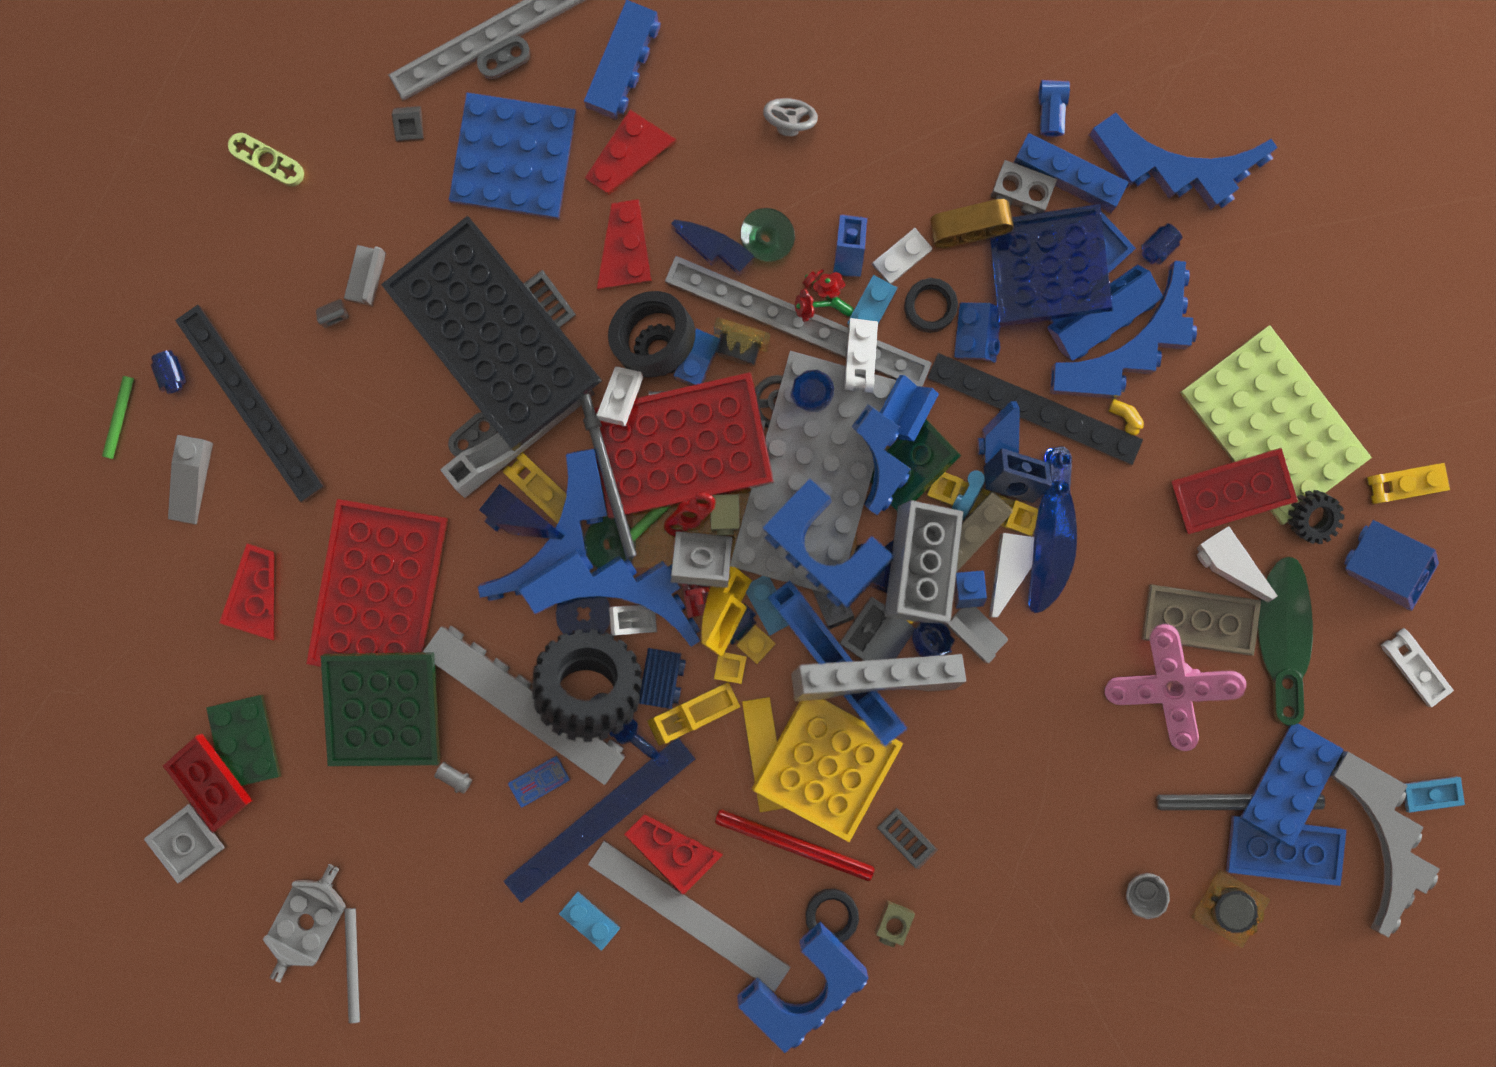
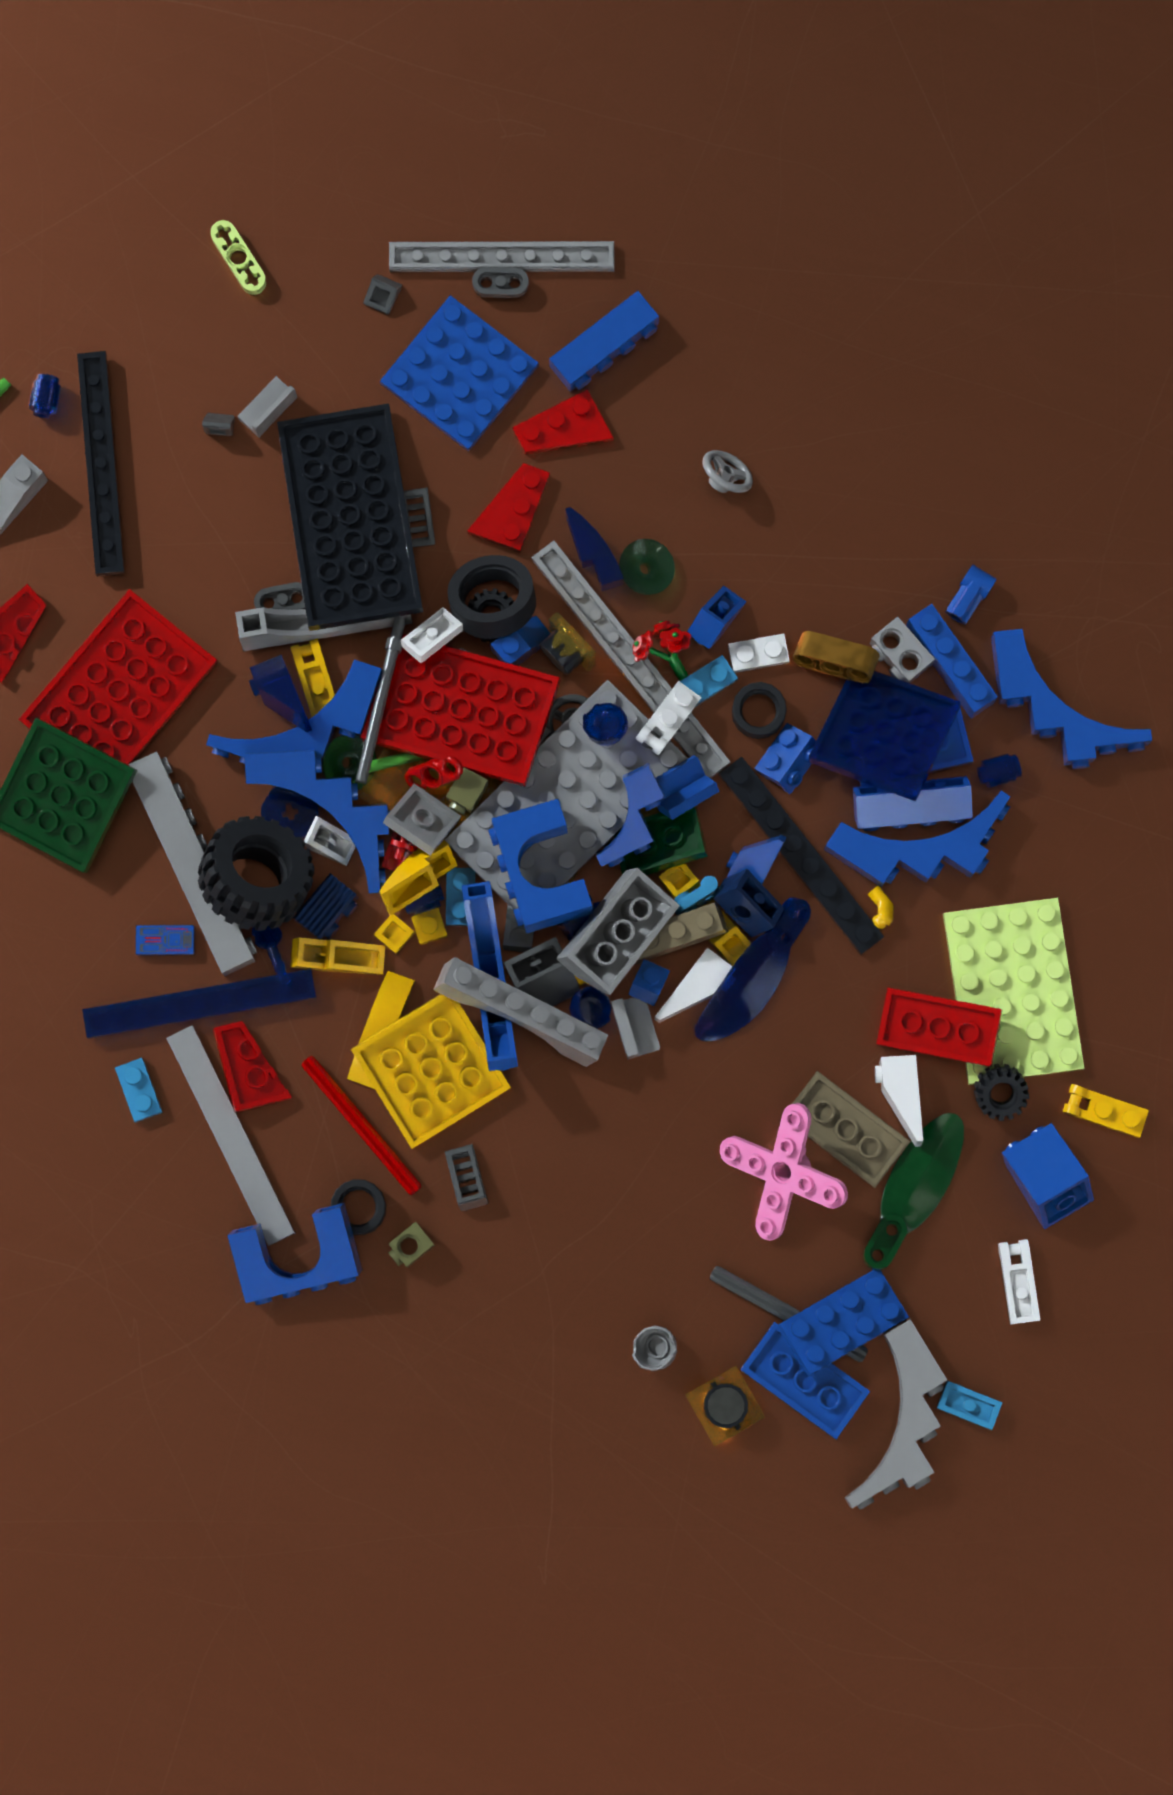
camera: 30 degrees right, 5 degrees down
(453, 778) = (90, 894): light grey pin -> none

